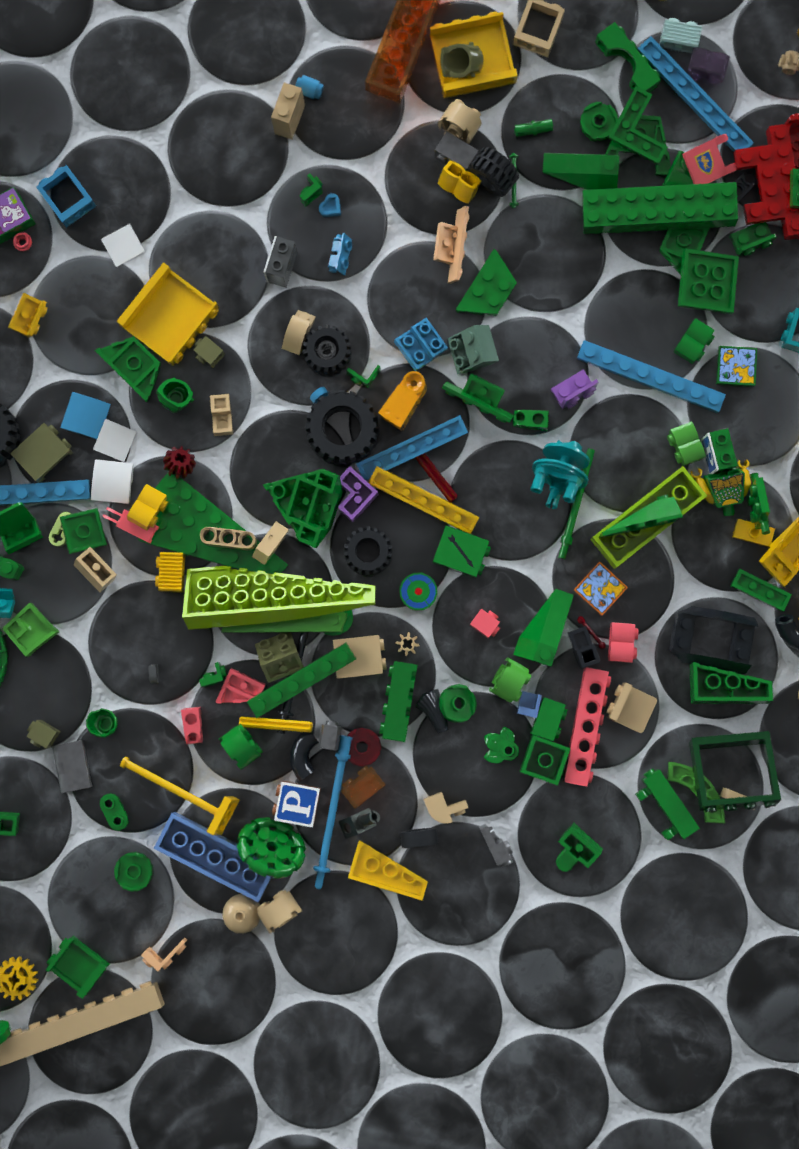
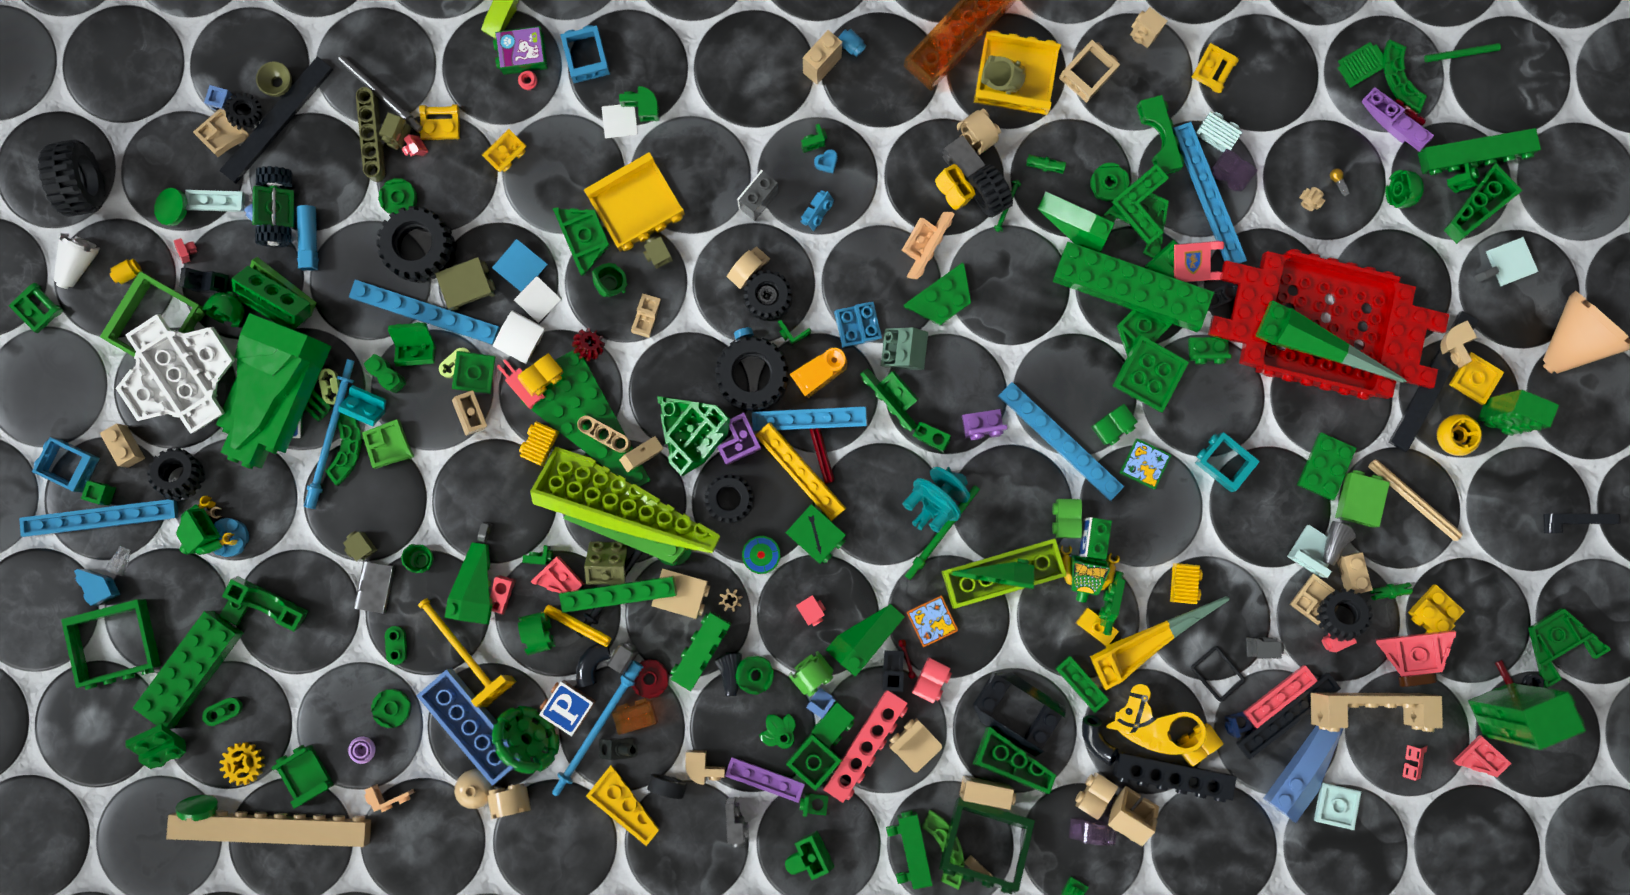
camera: 15 degrees right, 0 degrees up
(119, 921) = (361, 750): none -> lavender cone
(139, 217) = (645, 101): none -> green brick
(164, 734) = (470, 593): none -> green wedge
(506, 795) = (764, 779): none -> medium lavender plate
(554, 804) = (806, 804): none -> green bracket
(715, 723) = (987, 792): none -> tan brick

